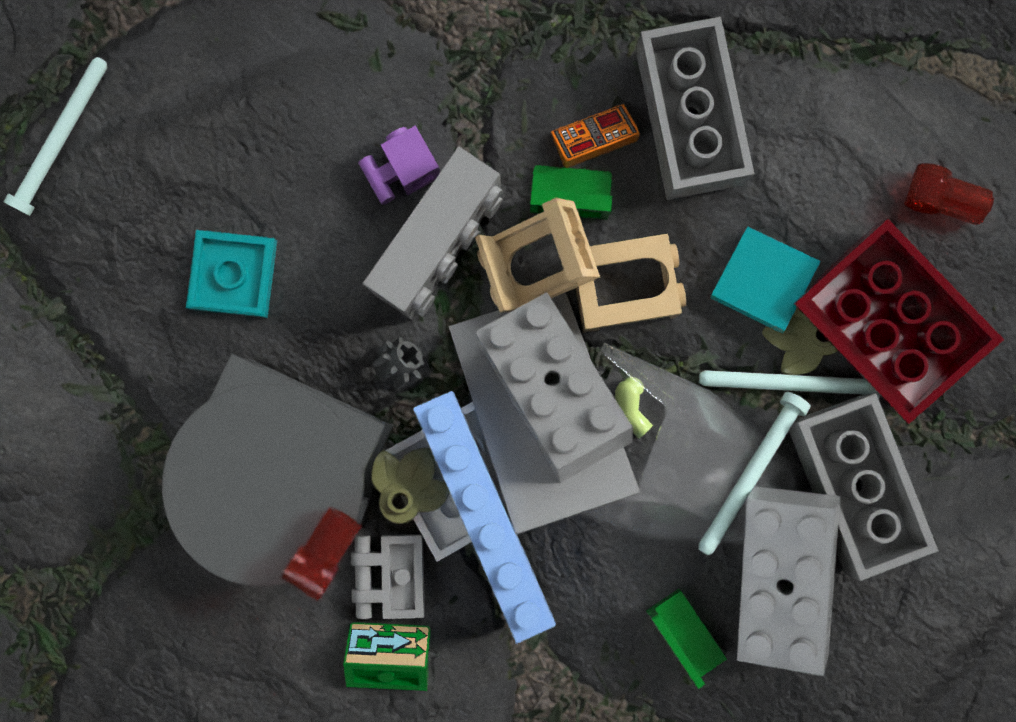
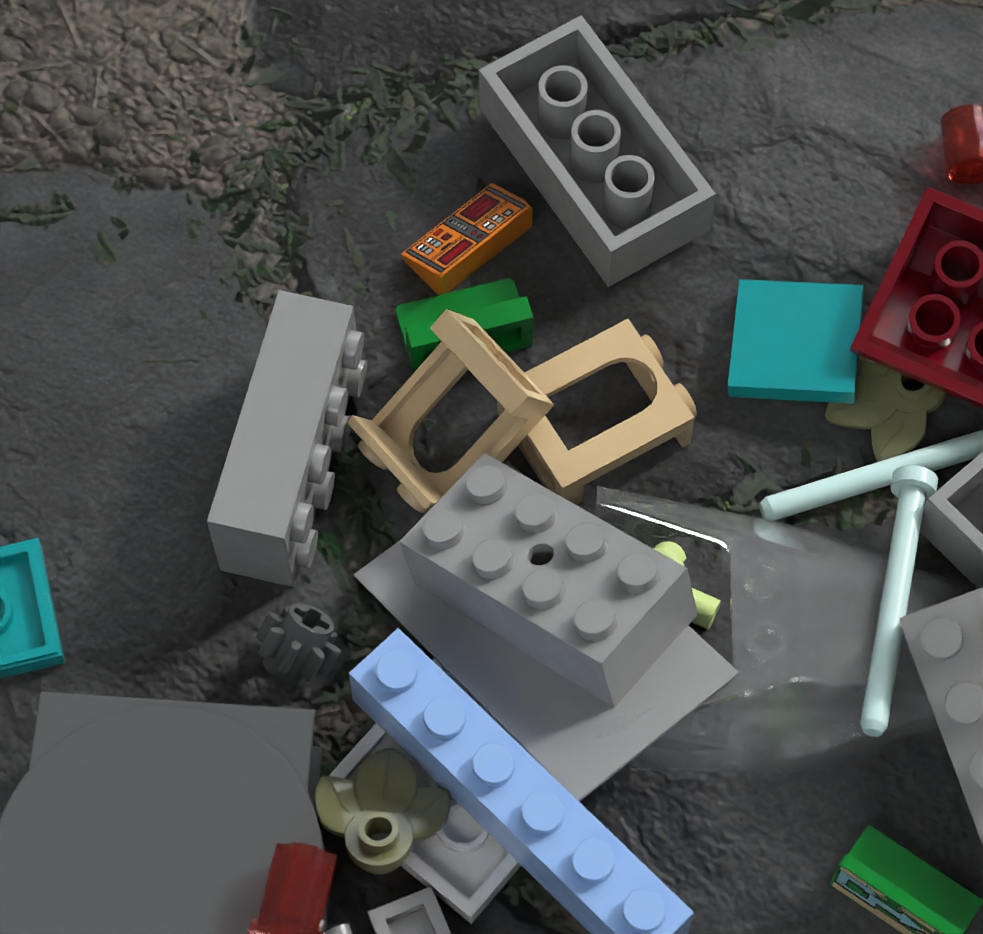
camera: 25 degrees left, 20 degrees down
(408, 161) = (203, 360): medium lavender brick -> none

